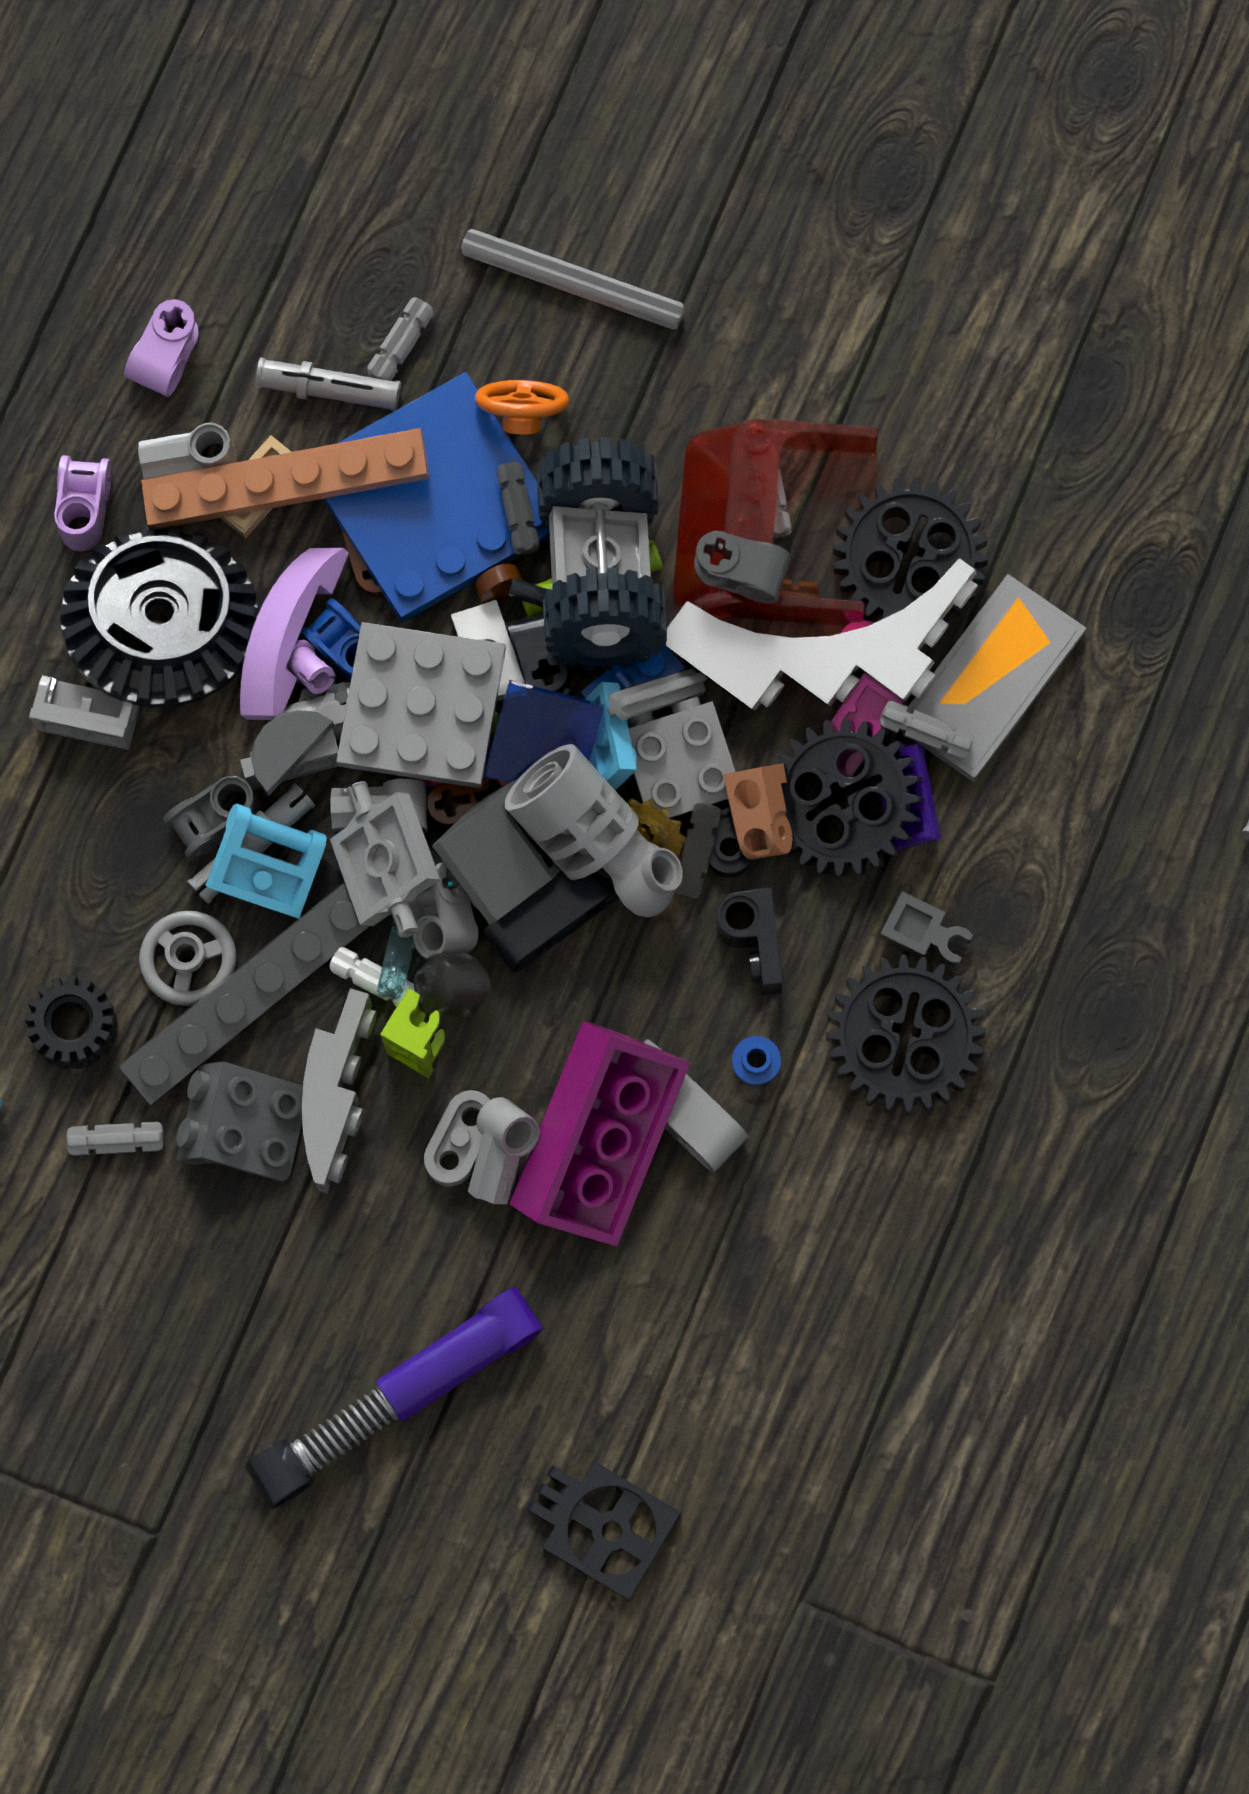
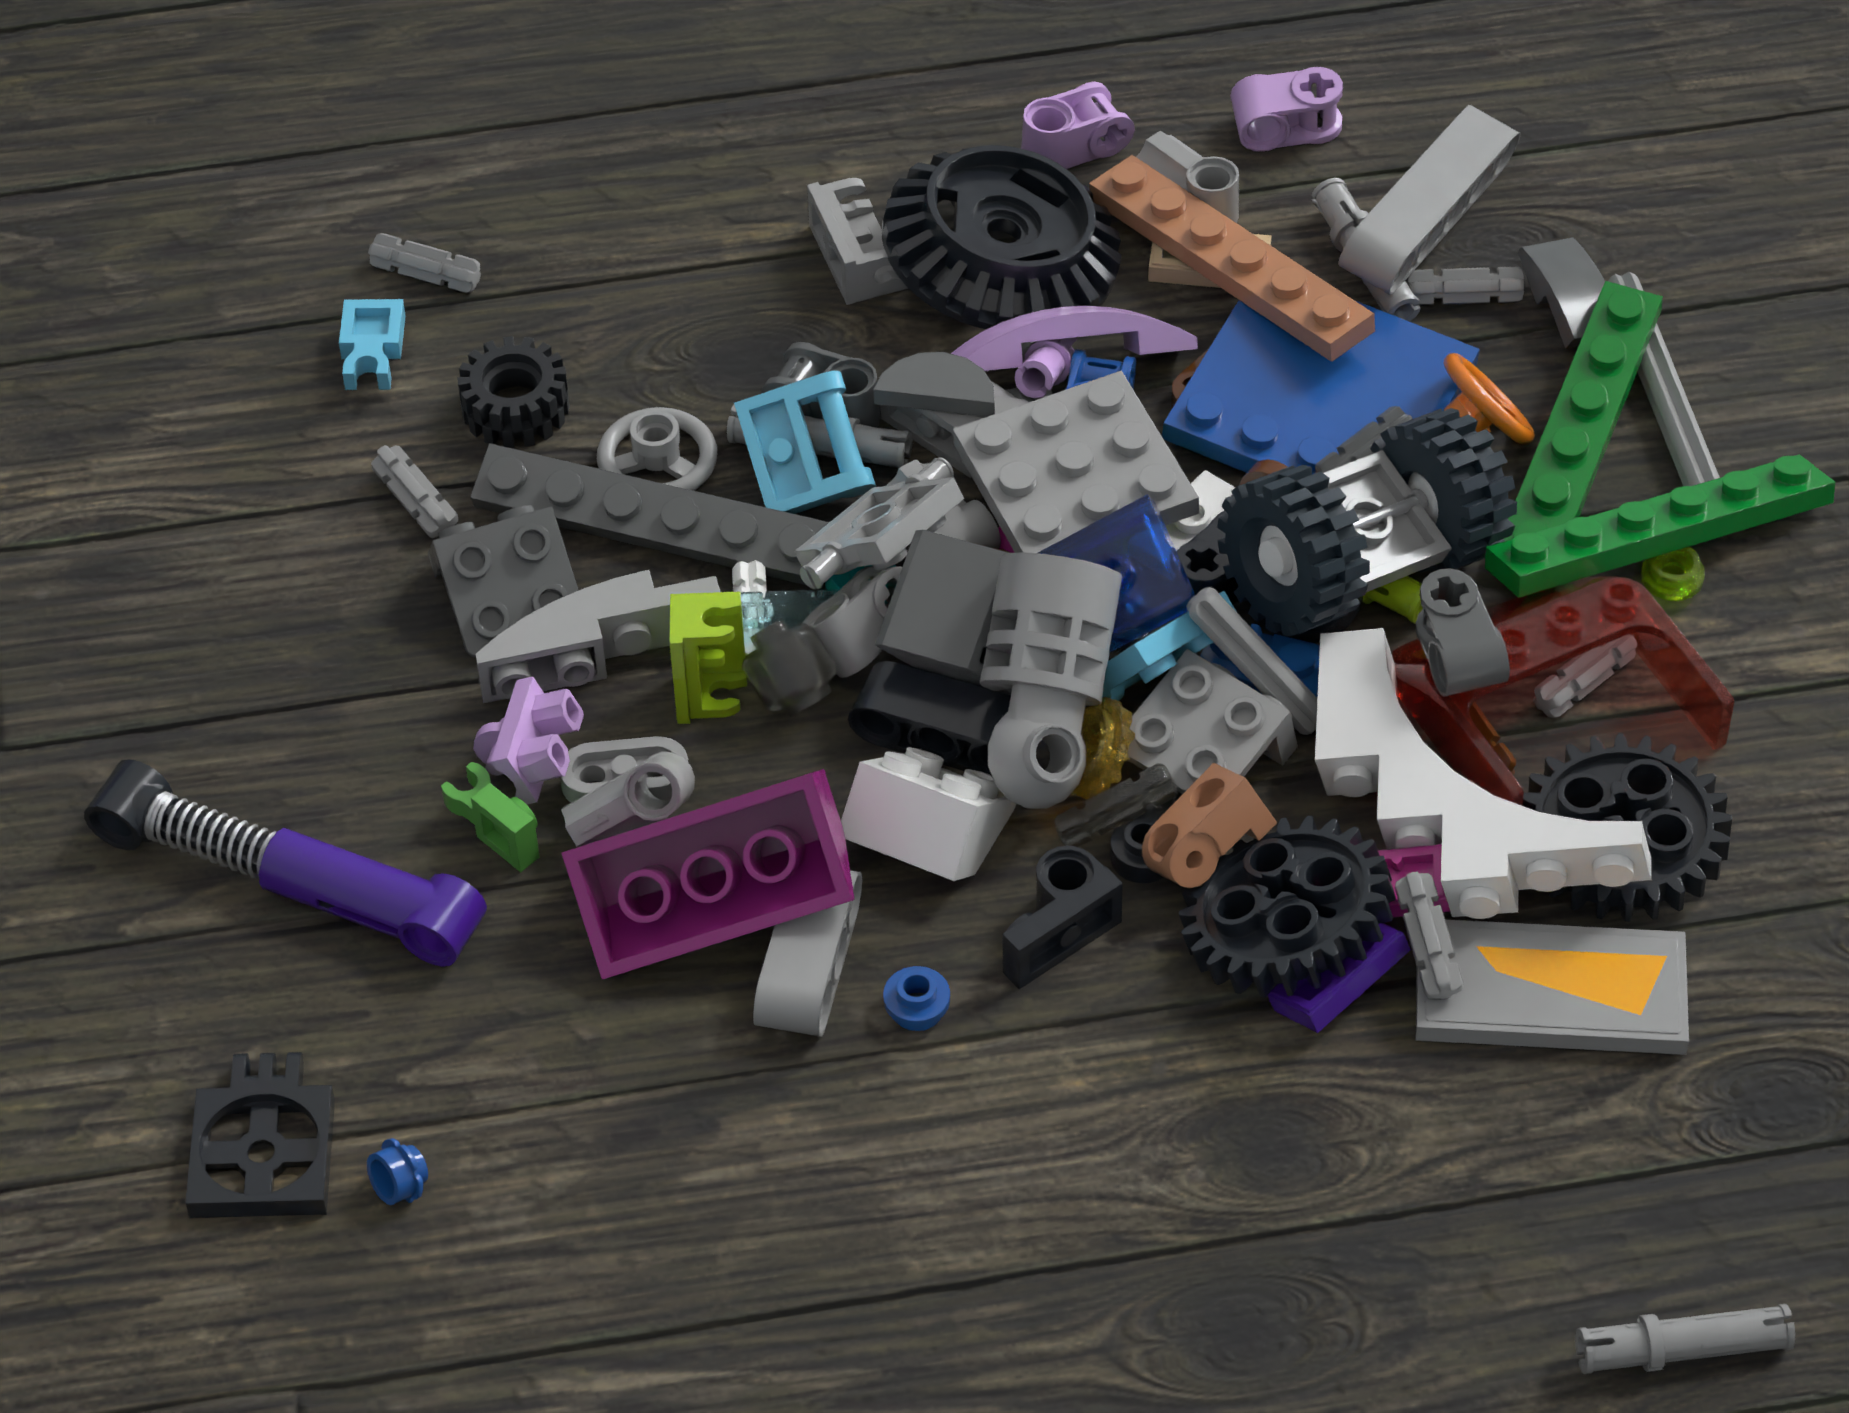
camera: 55 degrees right, 25 degrees down
(325, 316) = (1429, 199): none -> light grey beam
(396, 1192) = (528, 740): none -> lavender hips
(450, 275) = (1567, 280): none -> dark grey slope
(455, 1238) = (499, 822): none -> bright green plate
(577, 352) = (1587, 408): none -> green plate
(623, 969) = (925, 812): none -> white slope
(688, 1455) = (397, 1172): none -> blue plate
(698, 368) = (1658, 525): none -> green plate
(729, 371) = (1674, 574): none -> clear neon green plate
(863, 1025) = (1055, 1119): black gear -> none
(918, 927) = (1195, 1070): dark grey plate -> none

